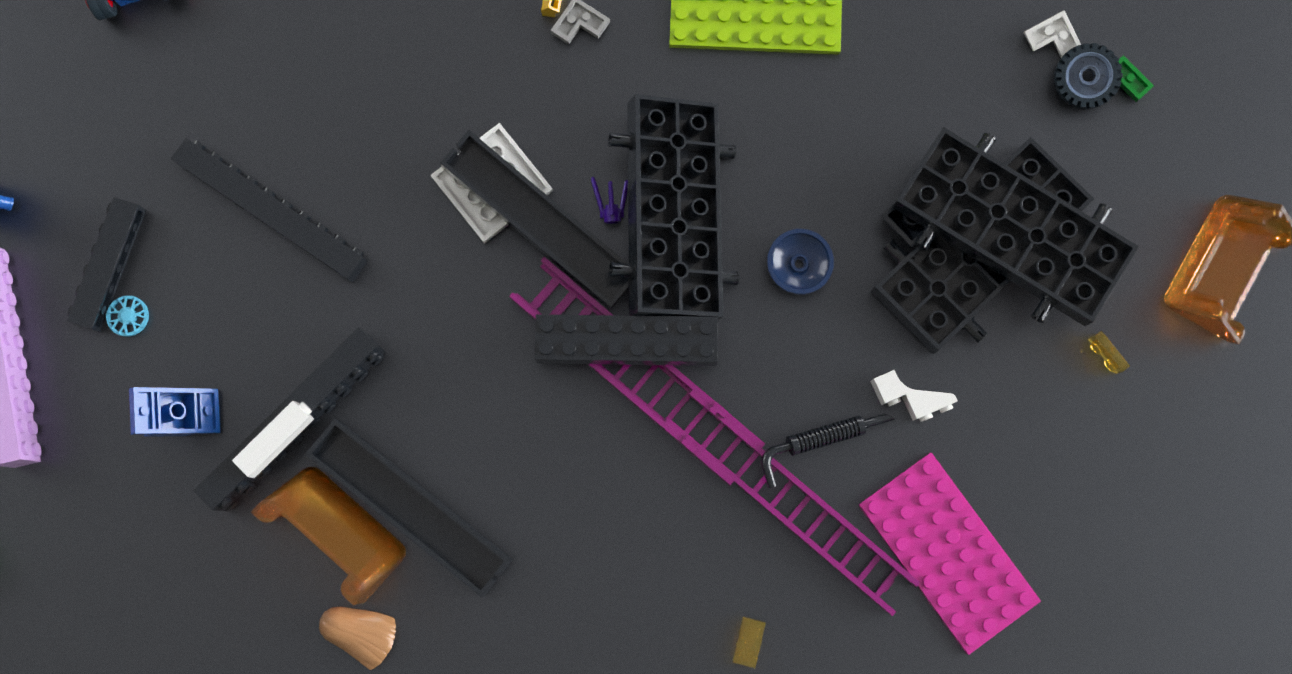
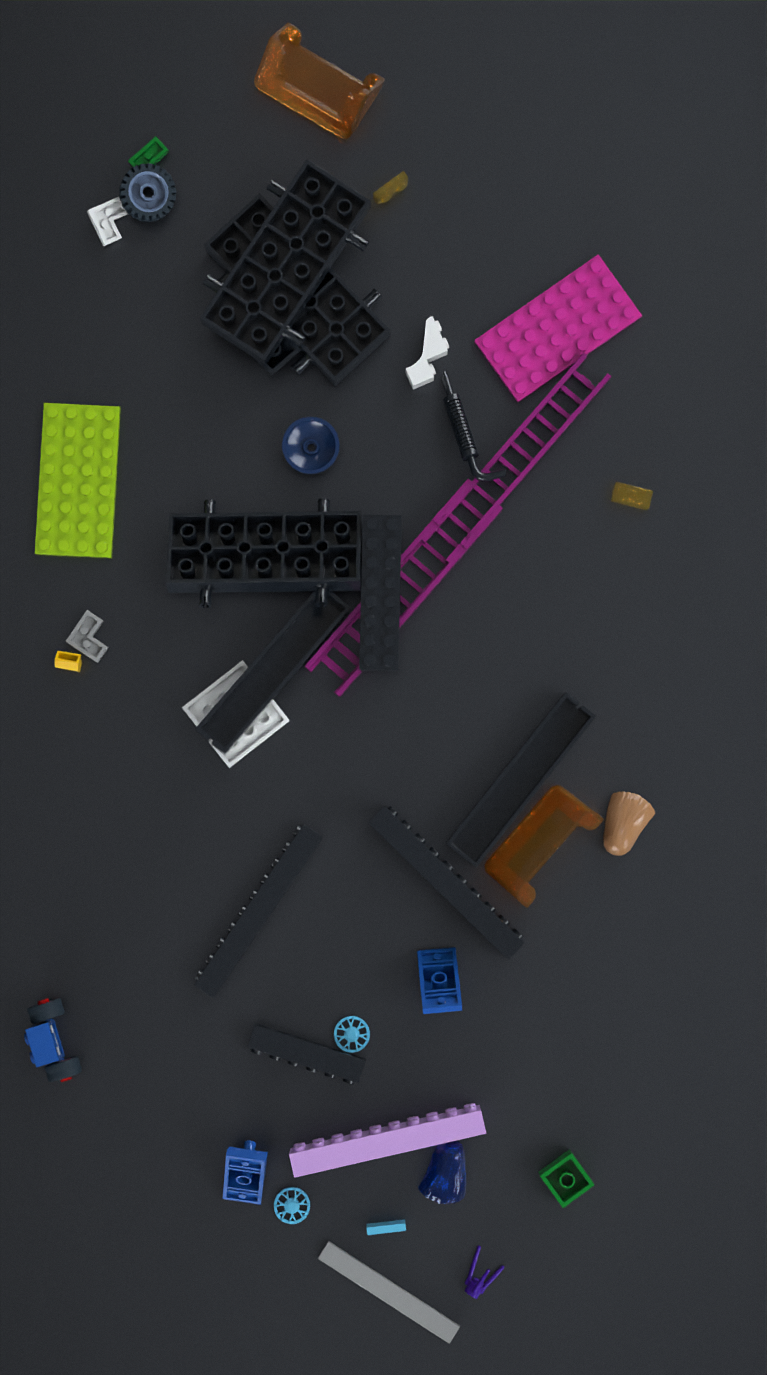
camera: 90 degrees left, 5 degrees up
(273, 439) = (465, 889): white brick -> none
(611, 213) = (263, 606): dark purple plant -> none

